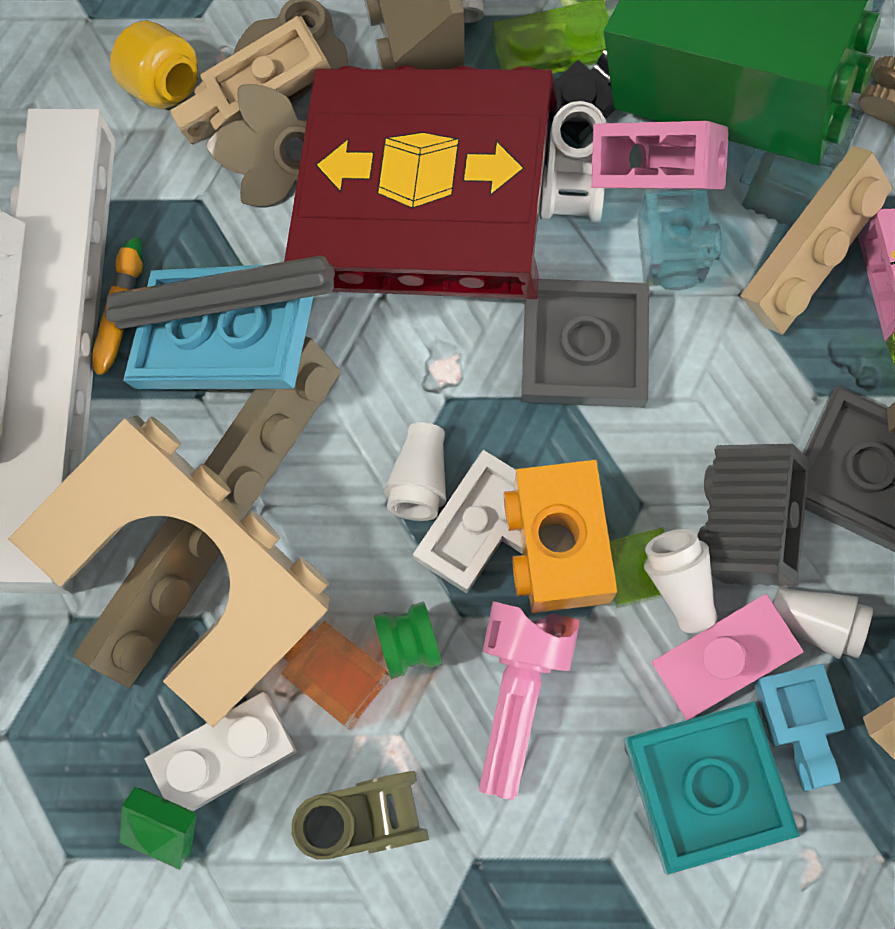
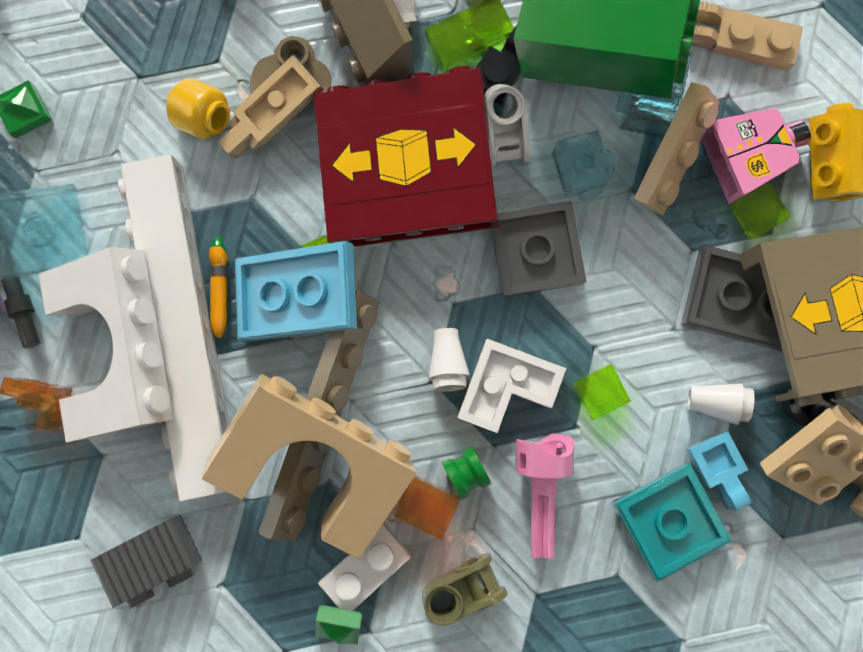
camera: 20 degrees left, 10 degrees up
(221, 292) = (292, 273): dark grey axle -> none
(258, 144) = (285, 156): dark tan plate -> none
(570, 498) = (572, 408): light orange brick -> none
(673, 155) = (572, 111): bright pink torso -> none
(682, 575) = (632, 396): white cone -> none
(727, 656) = (668, 439): bright pink tile -> none
(756, 513) = (668, 344): dark grey brick -> none

